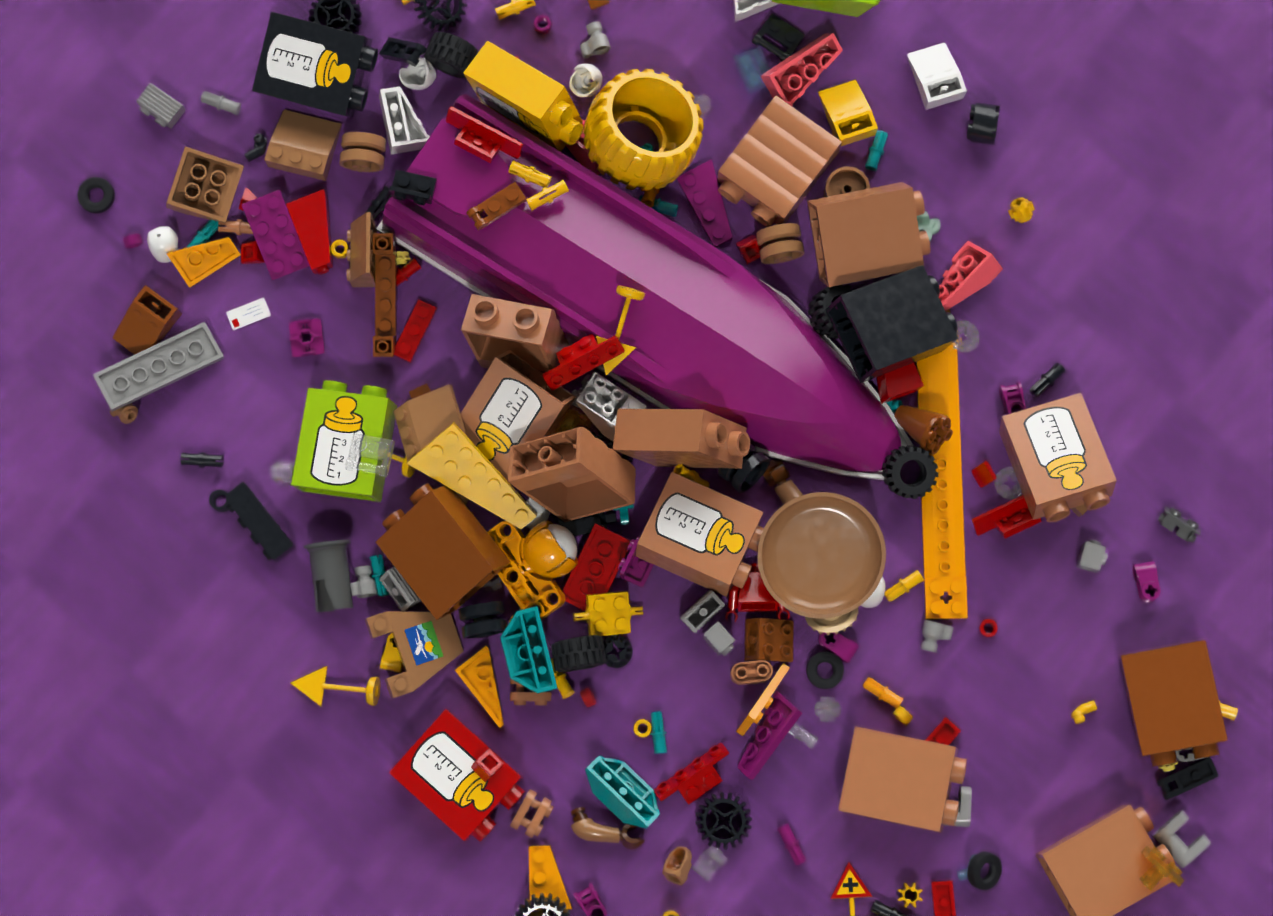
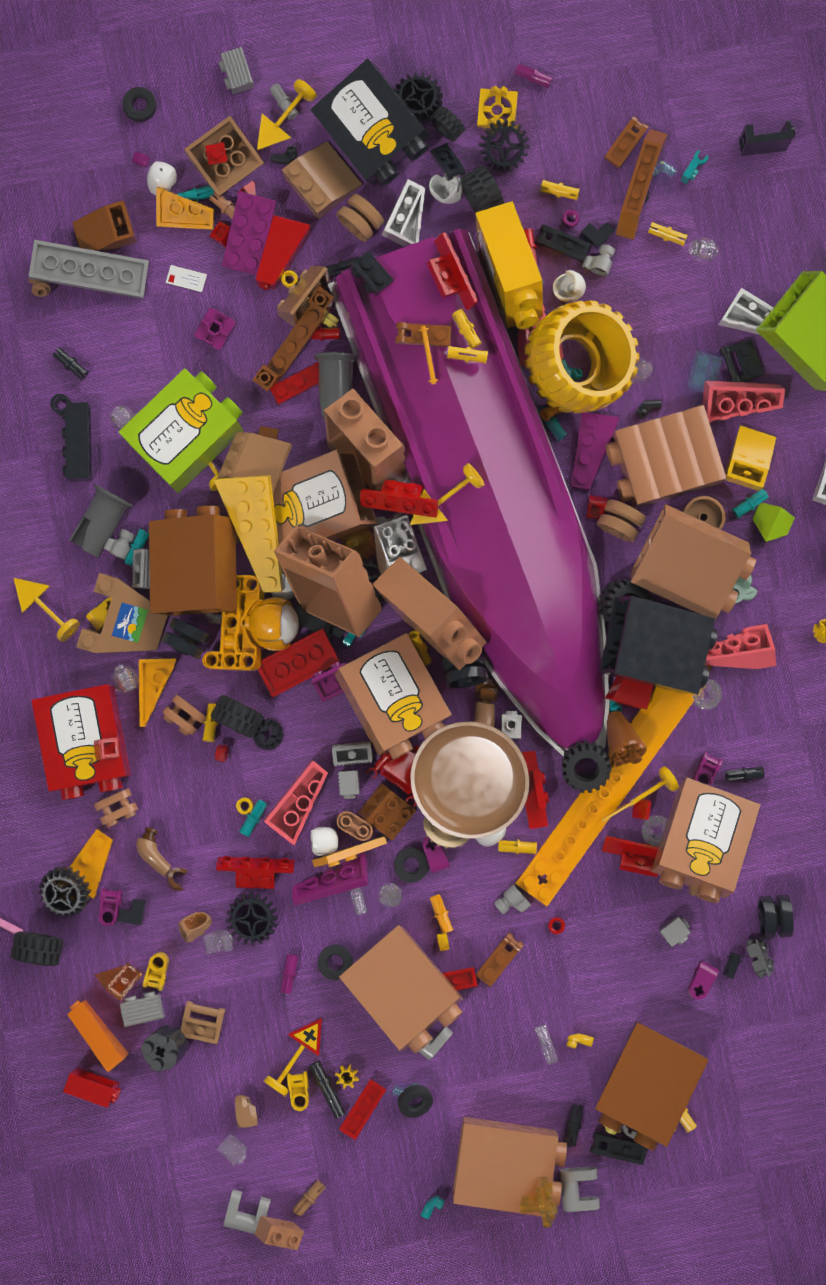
camera: 35 degrees right, 5 degrees up
(197, 187) = (216, 154): none -> red plate
(230, 136) = (271, 133): none -> yellow piece
(372, 448) = (195, 448): clear plate -> none
(377, 19) = (447, 123): none -> black tyre
(444, 304) = (334, 376): none -> dark grey piece
(455, 696) = (124, 679): none -> clear head
(494, 201) = (428, 355): none -> light orange axle
(528, 652) = (199, 687): teal wedge -> none
(552, 49) = (562, 243): none -> black plate
(577, 23) = (597, 237): none -> black piece
(608, 613) = (282, 702): yellow plate -> none
(619, 897) = (135, 915): none -> black piece
(622, 791) = (194, 842): teal wedge -> none
(686, 690) = (293, 807): none -> coral wedge
(726, 135) = (646, 406): none -> black arm
(735, 704) = (324, 841): none -> white helmet
(810, 804) = (323, 961): none -> black tyre
(818, 483) = (511, 724): none -> white brick
(891, 531) = (536, 798): none -> red bracket
(906, 151) = (772, 521): none -> lime slope
(962, 695) = (499, 960): none -> dark orange plate
(986, 432) = (667, 779): none -> yellow piece
(1058, 736) = (546, 1044): none -> clear axle
(1134, 787) = (574, 1124): none -> black pin
(1161, 549) = (732, 965): none -> black pin
(1166, 479) = (775, 916): none -> black wheel

